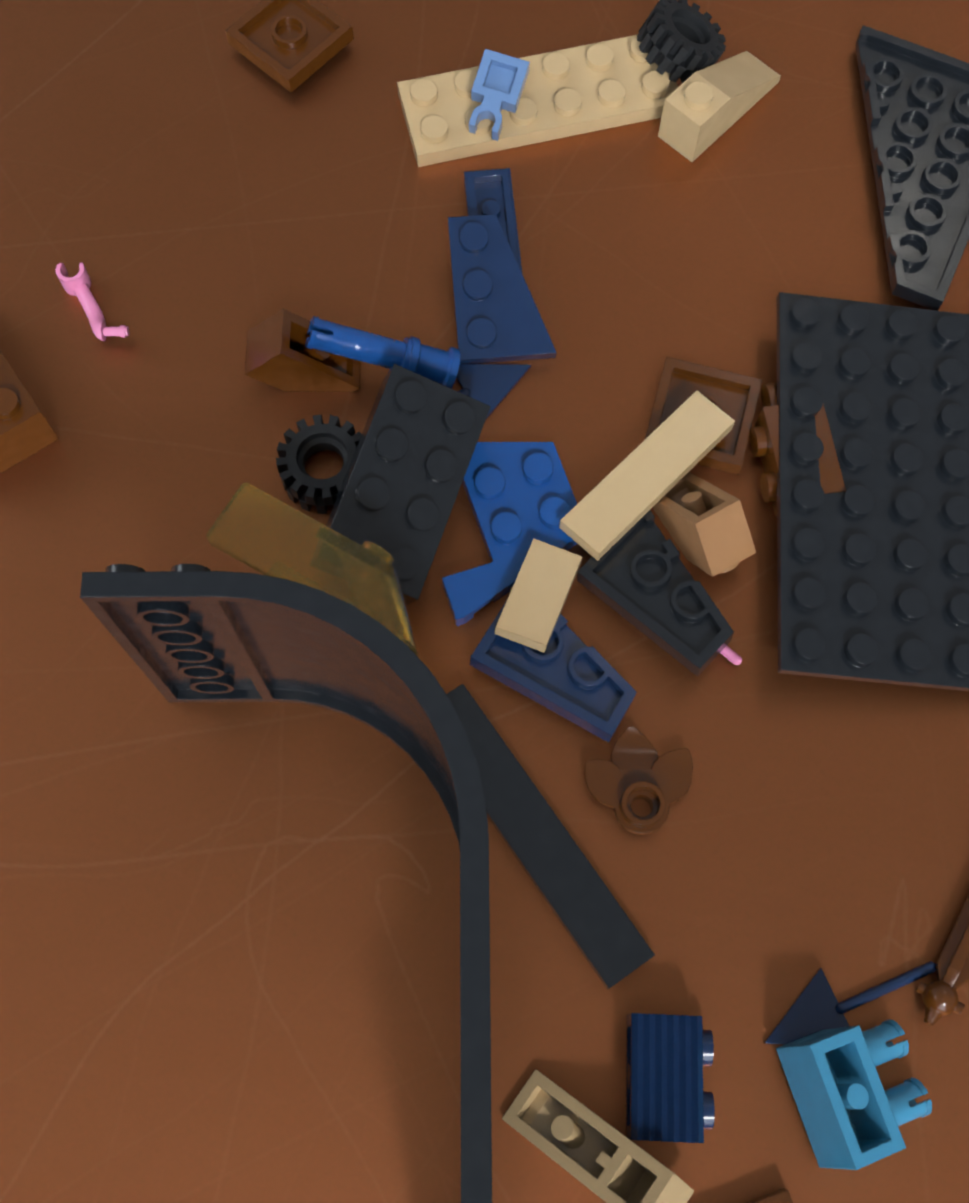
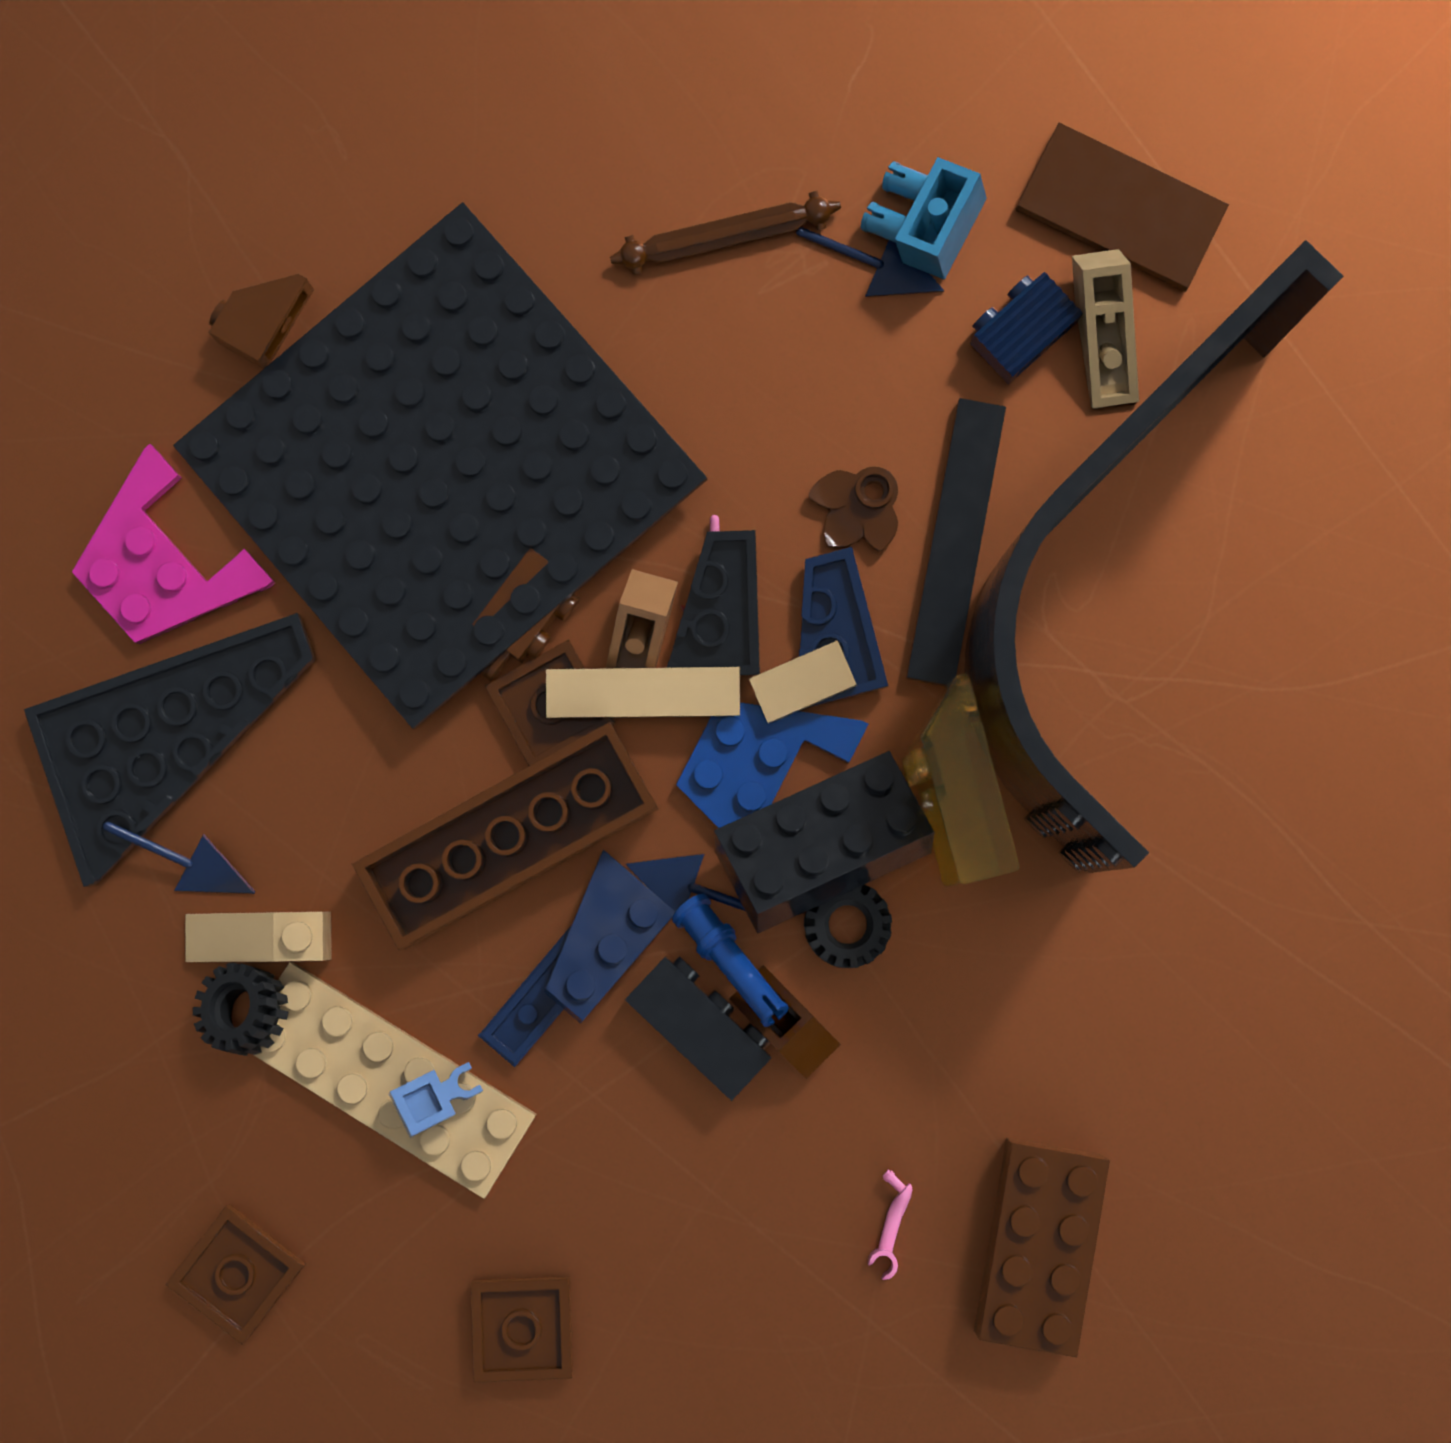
camera: 135 degrees left, 15 degrees up
(371, 296) = (700, 1026): none -> black brick
(631, 293) = (505, 836): none -> reddish brown brick
(805, 106) = (203, 872): none -> dark blue piece

